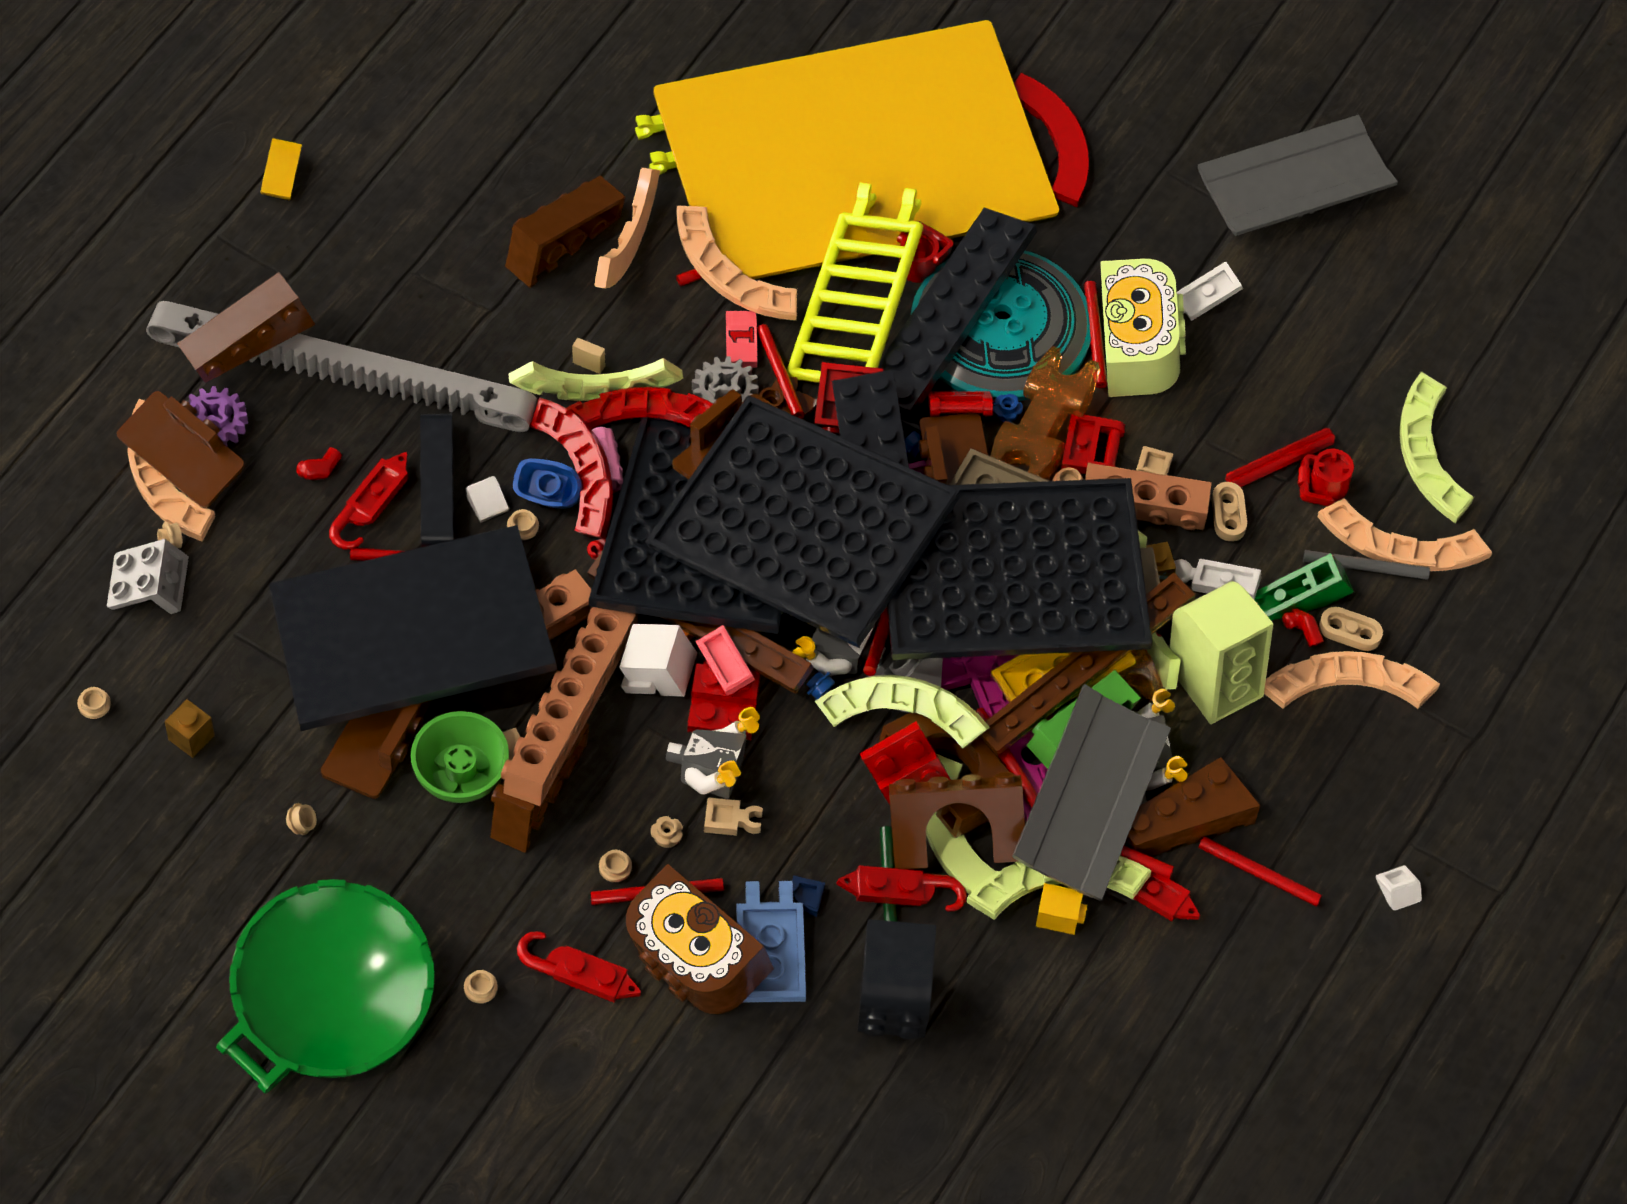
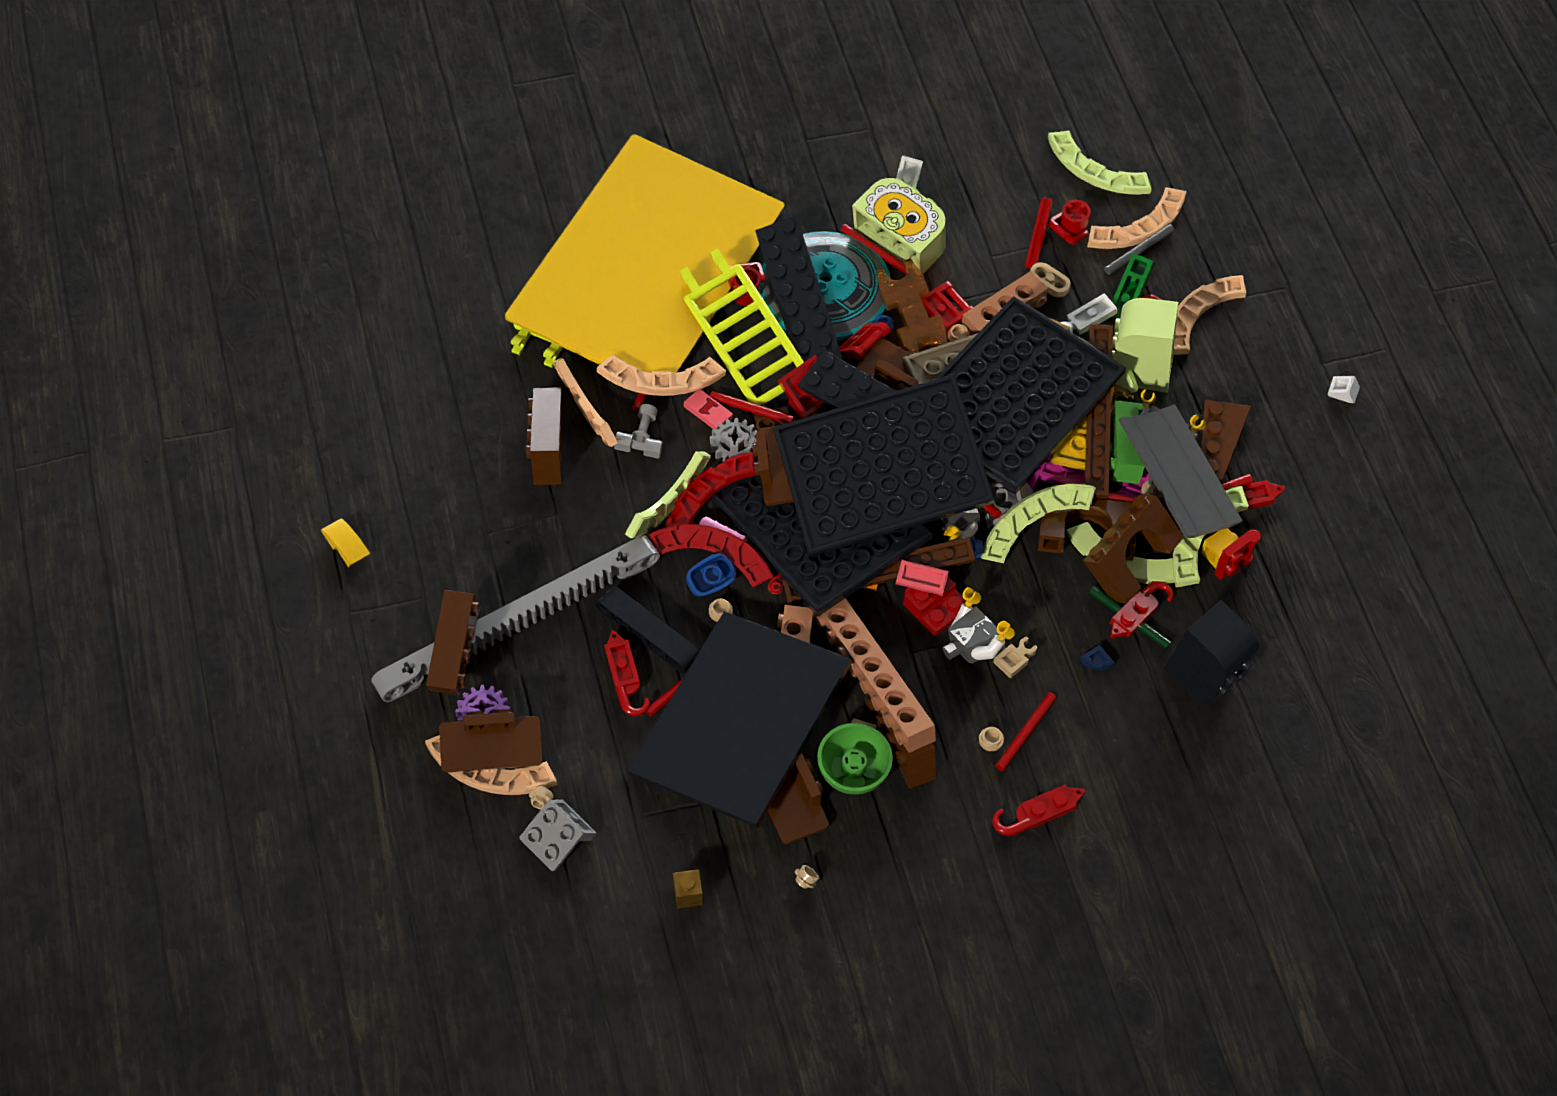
camera: 45 degrees left, 0 degrees up
(94, 703) = (614, 929): tan plate -> none
(319, 468) = (574, 682): red arm -> none
(328, 982) = (937, 946): green dish -> none
(480, 986) = (1006, 869): tan plate -> none
(487, 499) = (685, 615): white slope -> none
(588, 355) = (643, 489): tan tile -> none
(643, 309) = (640, 438): none -> light grey bar
(657, 659) = (882, 613): white plate -> none
(667, 839) = (993, 702): tan plate -> none
(694, 945) = (1090, 735): brick -> none
(781, 932) = (1114, 702): medium blue tile -> none
(903, 756) = (1073, 545): red plate -> none
(1047, 925) = (1237, 554): none -> red plate
(1064, 132) = (738, 163): red tile -> none
(1154, 461) = (984, 288): tan tile -> none
(1259, 871) = (1278, 441): red bar -> none
(1295, 175) = (879, 86): dark grey hinge -> none
(1351, 628) = (1172, 285): tan plate -> none

